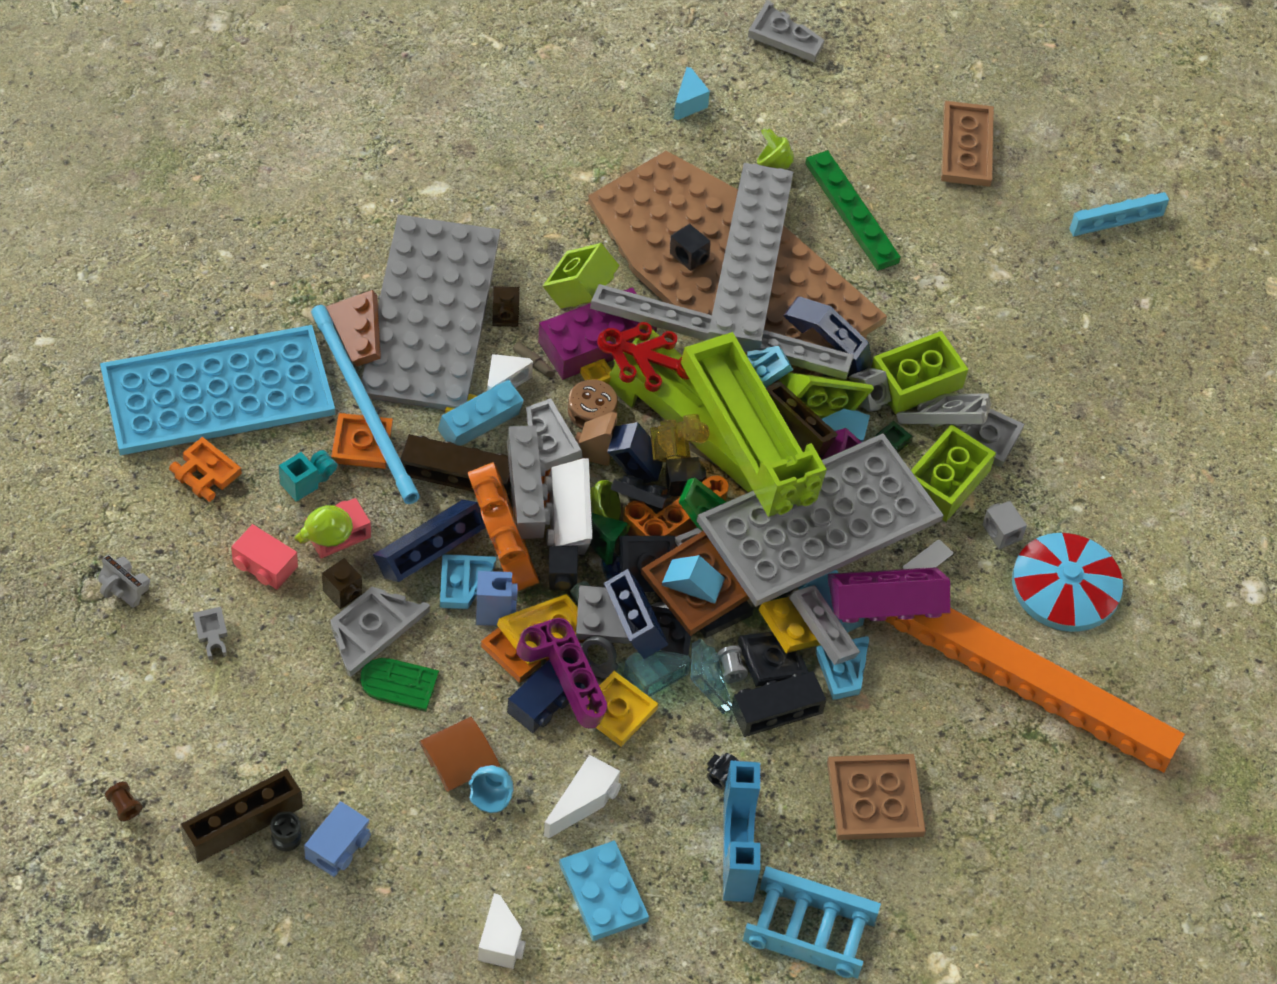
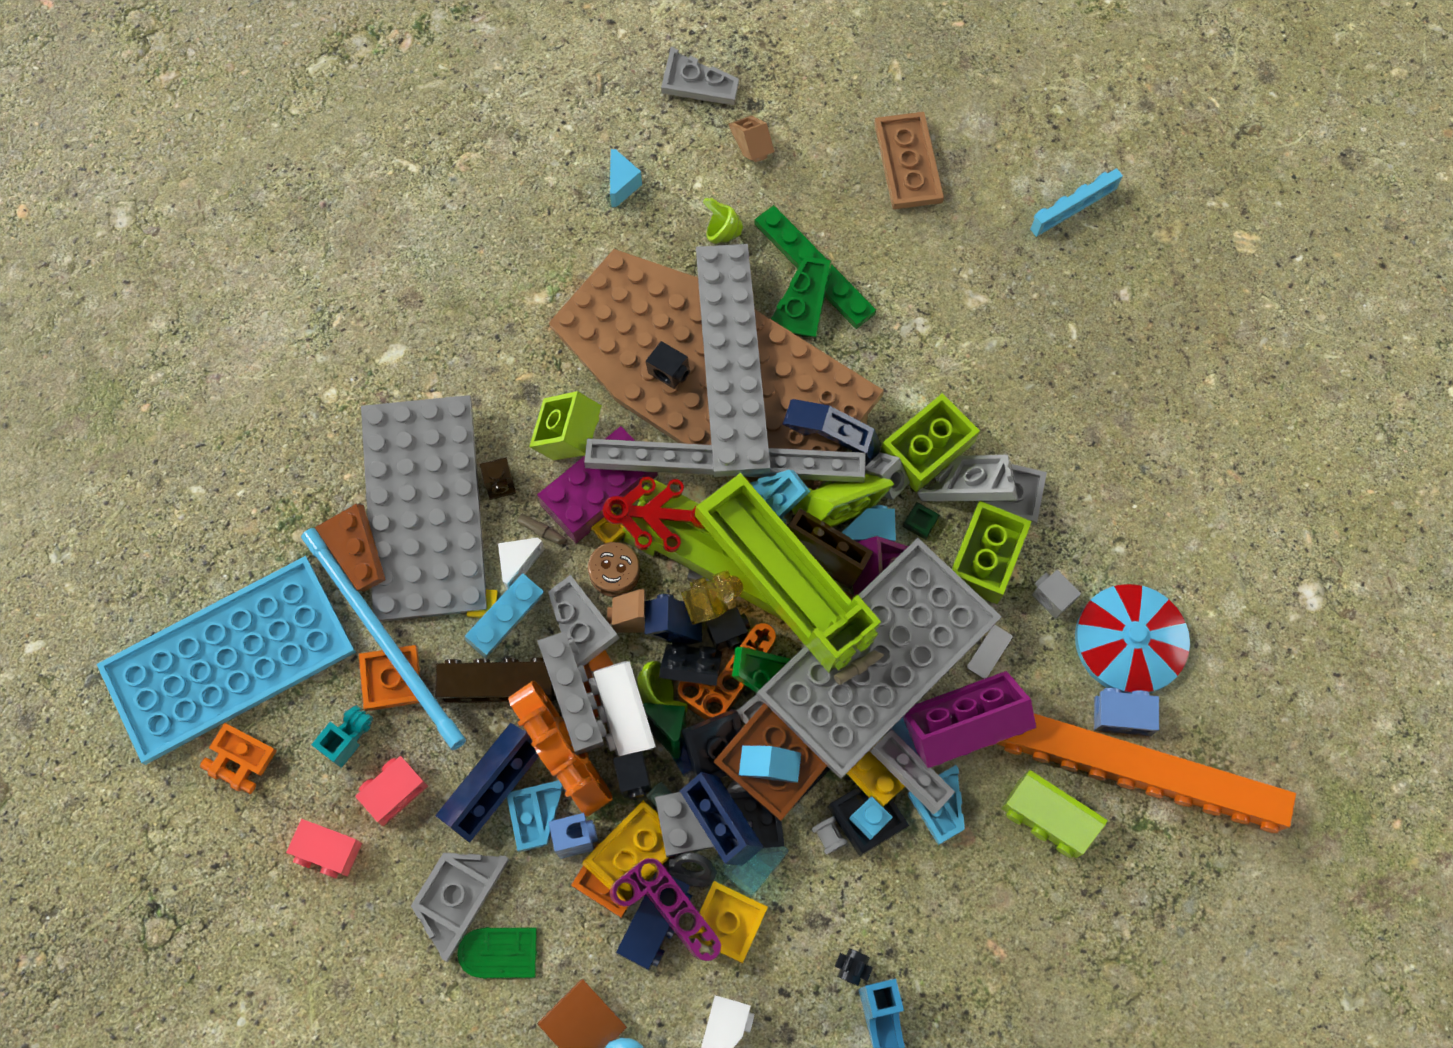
camera: 10 degrees left, 15 degrees up
(120, 582) = (179, 922): light grey hips -> none
(211, 628) = (289, 948): light grey plate -> none
(326, 527) = (379, 802): lime hat -> none
(342, 583) = (412, 858): dark brown brick -> none
(708, 675) = (809, 858): clear light blue wing -> none
(775, 654) = (870, 817): none -> medium azure plate
(778, 703) = (886, 868): black brick -> none
(797, 517) = (857, 667): none -> dark tan piece
(823, 91) = (752, 138): none -> medium nougat slope
(836, 228) = (804, 299): none -> green wing
(875, 796) = (1010, 949): medium nougat plate -> none
(948, 694) = (1053, 815): none -> lime slope
(1044, 635) = (1126, 712): none -> medium blue brick

